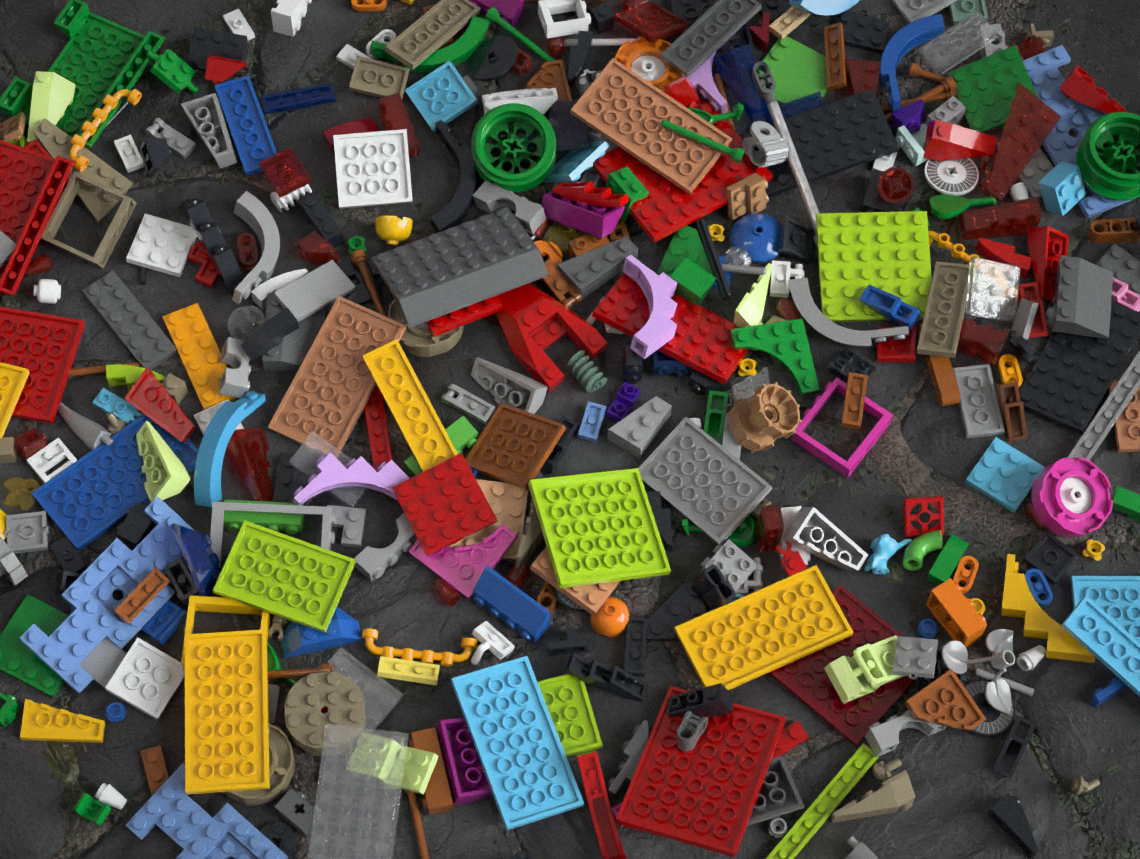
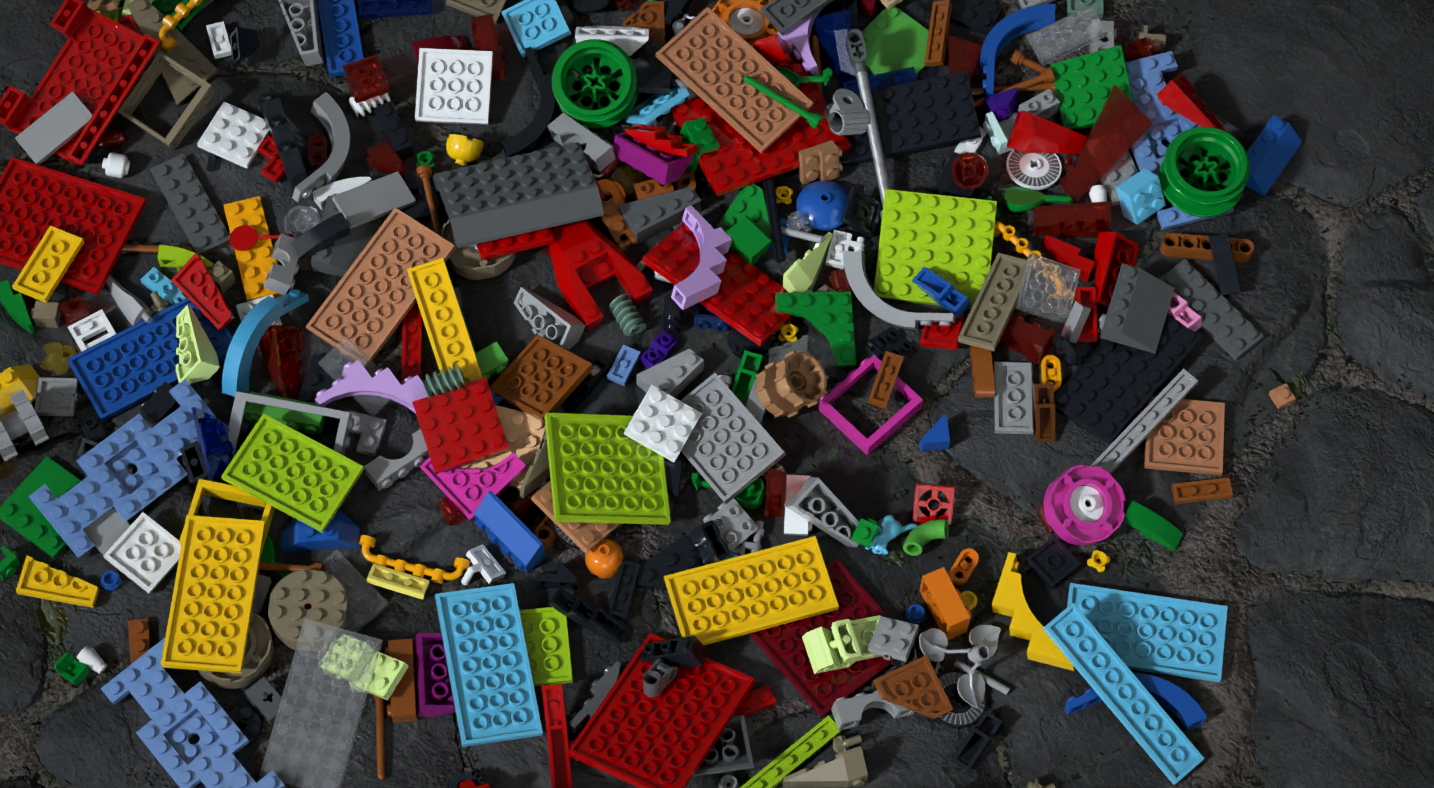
camera: 10 degrees right, 0 degrees up
(141, 596) = (153, 472): dark orange plate -> none
(165, 622) = (172, 501): blue plate -> none
(176, 141) = (266, 32): light grey plate -> none
(191, 346) = (246, 237): none -> red piece
(278, 623) = (280, 521): dark tan plate -> none
(420, 462) = (444, 380): none -> sand green piece
(468, 403) = (505, 331): light grey plate -> none
(644, 474) = (662, 423): none -> white plate
(791, 562) = (791, 529): red plate -> none
(866, 554) = (866, 532): none -> green bracket
(914, 450) = (937, 437): none -> blue slope
(947, 560) = (949, 549): green slope -> none
(1004, 475) = (1023, 474): medium azure plate -> none
(1031, 657) = (1010, 658): white cone -> none
(1039, 588) = (1034, 590): blue plate -> none

